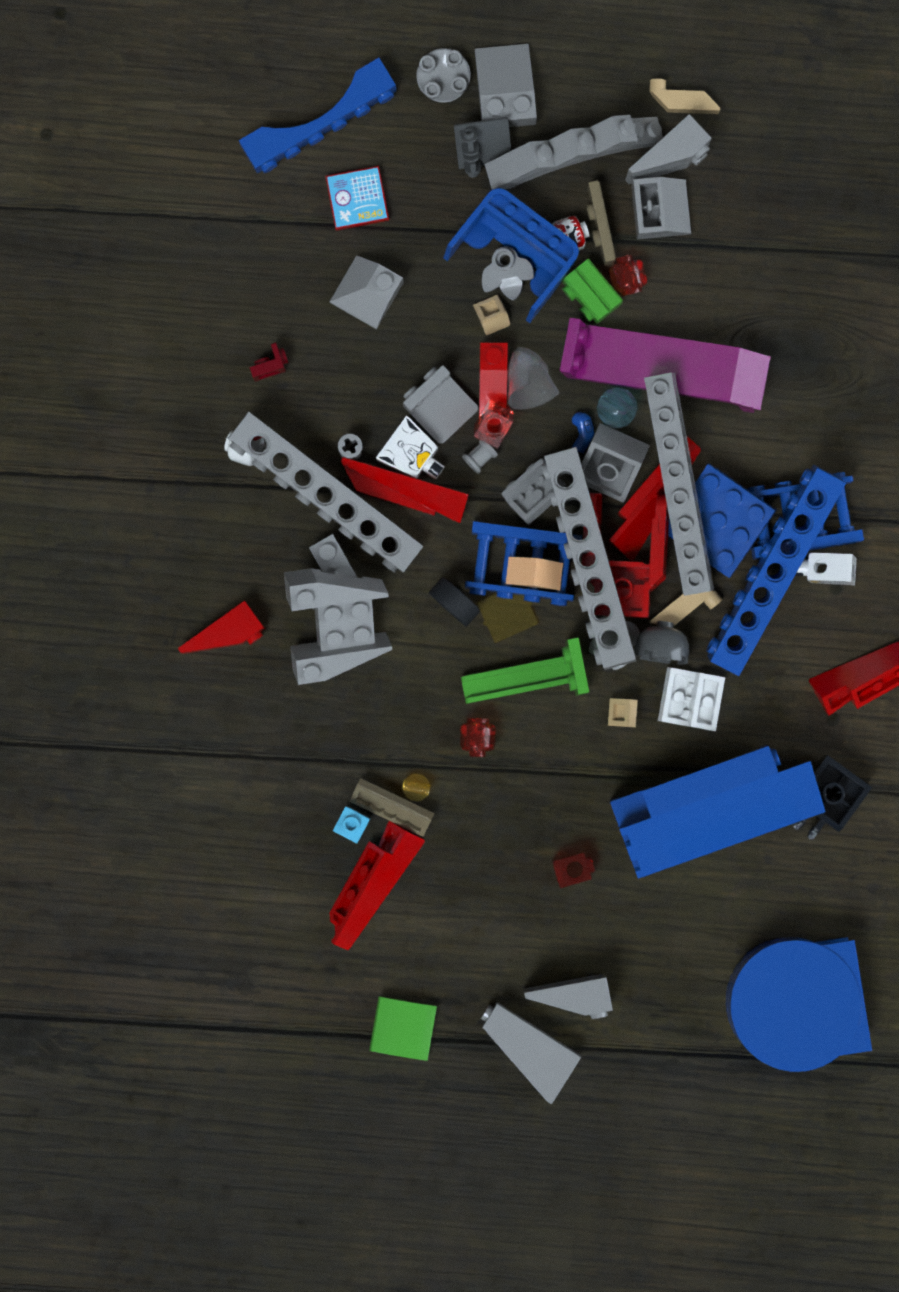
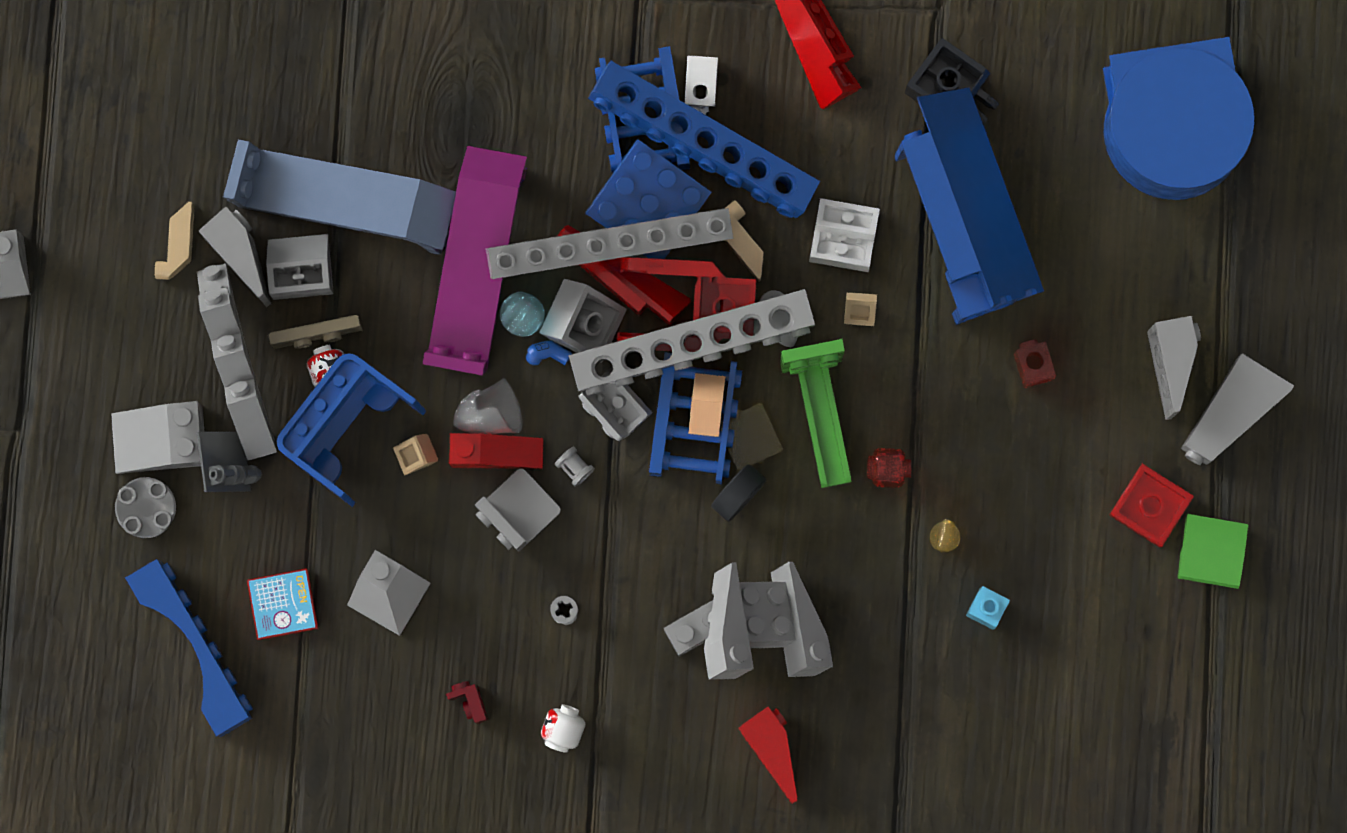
camera: 90 degrees left, 5 degrees down
(371, 882) = (1051, 586): red wedge -> none
(391, 807) = (967, 563): dark tan plate -> none
(406, 490) = (613, 548): red wedge -> none
(406, 546) = (677, 548): light grey brick -> none
(410, 452) = (570, 542): white torso -> none
(444, 974) = (1151, 505): none -> red tile
(490, 433) = (550, 449): clear red brick -> none
(509, 276) = (374, 436): light grey plate -> none
(591, 291) = (392, 342): bright green brick -> none
(628, 275) = (374, 302): clear red head -> none
(662, 644) = (785, 263): dark grey cylinder -> none
(724, 242) = (340, 196): none -> sand blue panel

